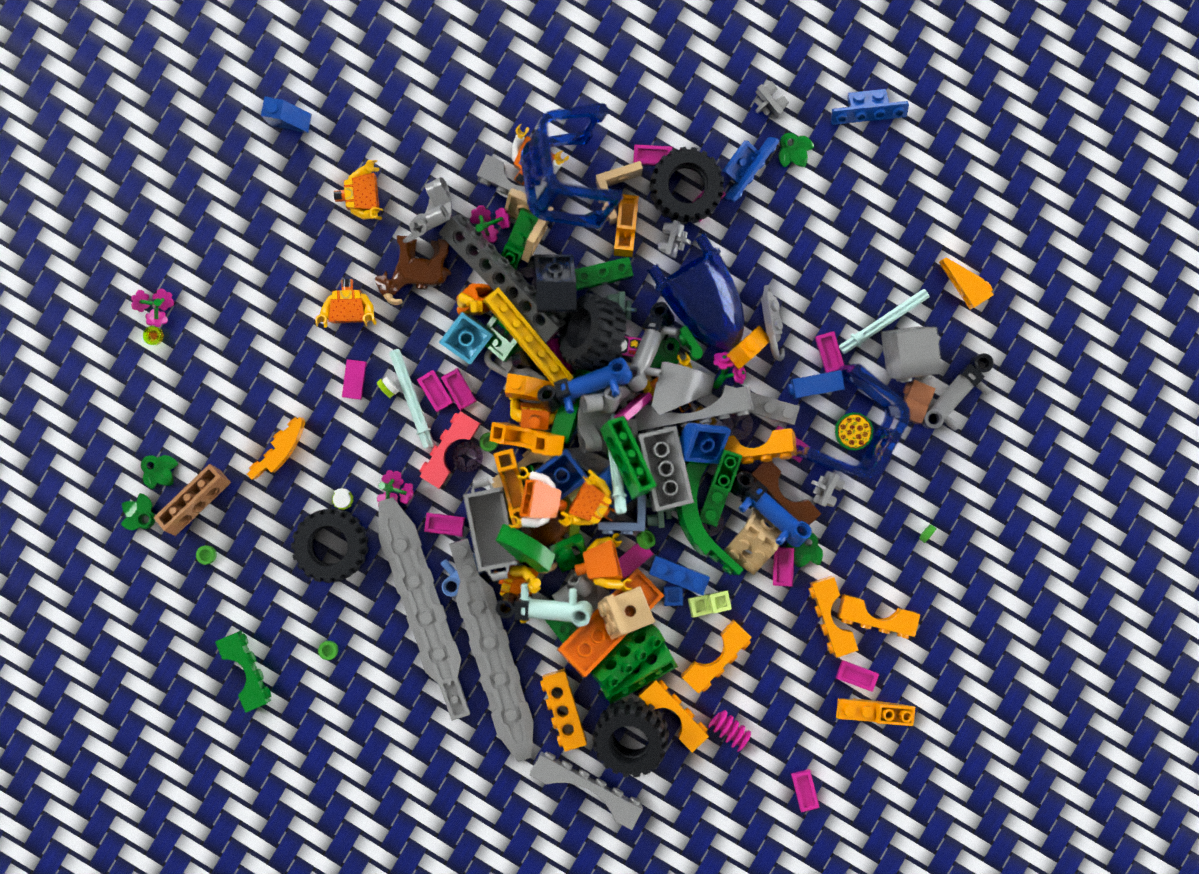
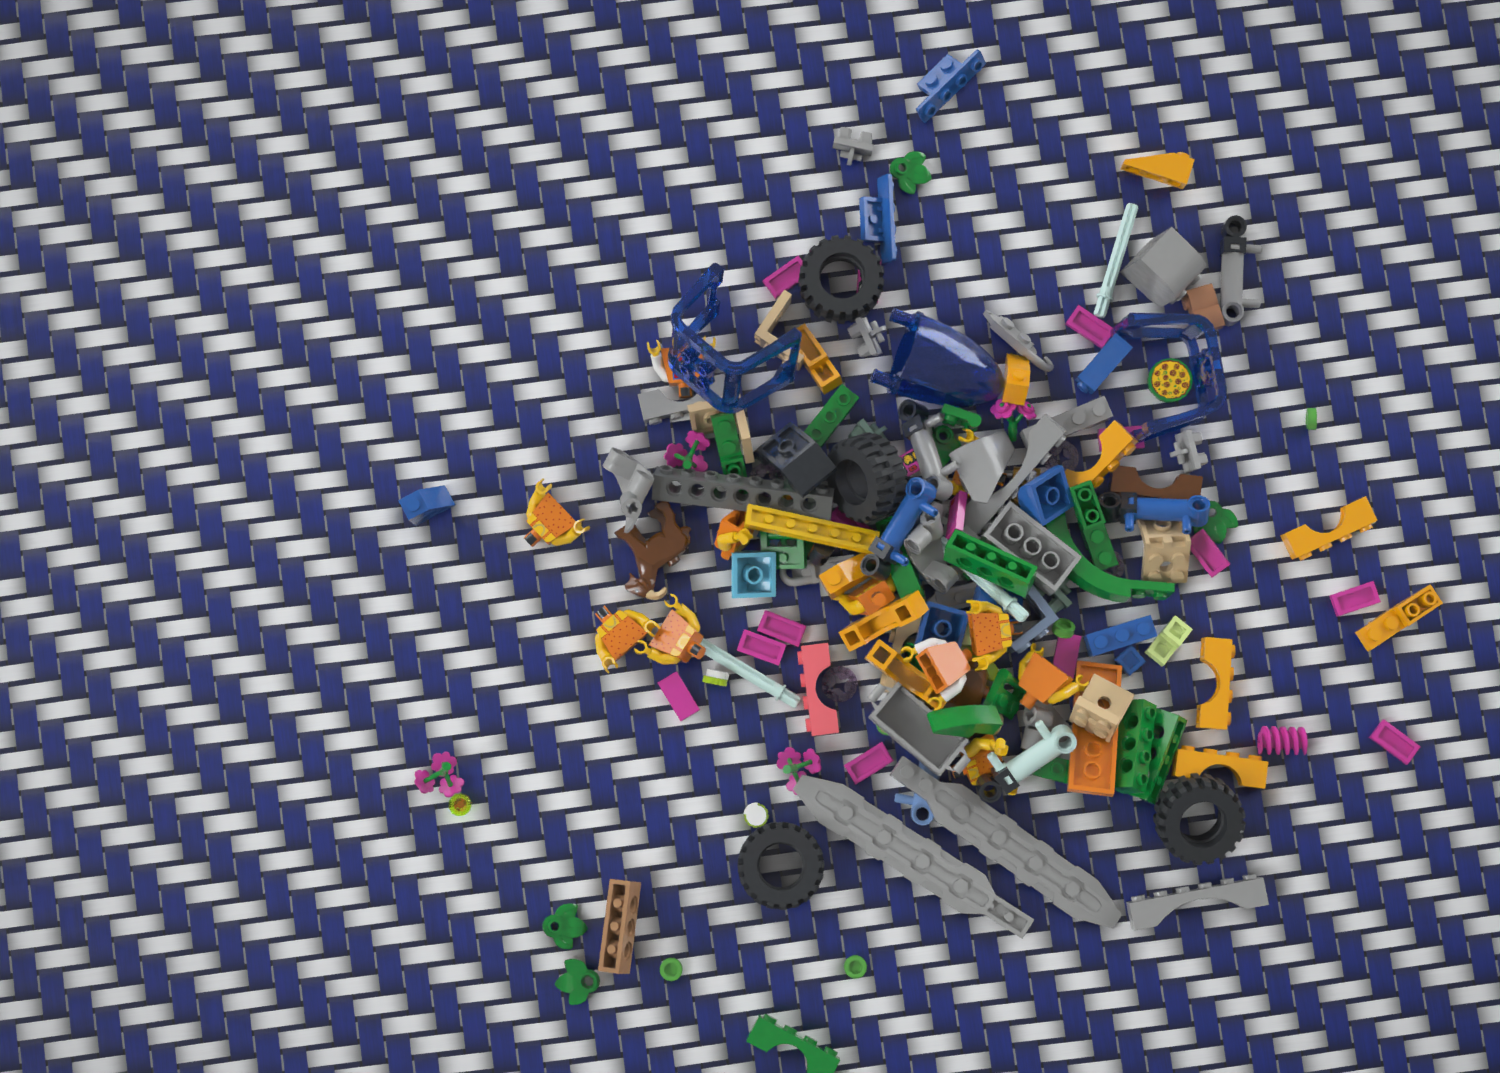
camera: 30 degrees left, 5 degrees down
(284, 444) = (663, 806): light orange slope -> none
(382, 339) = (677, 638): none -> torso
(487, 445) = (847, 658): bright green tile -> none
(566, 740) = (1148, 862): light orange brick -> none
(825, 593) = (1264, 546): light orange arch -> none

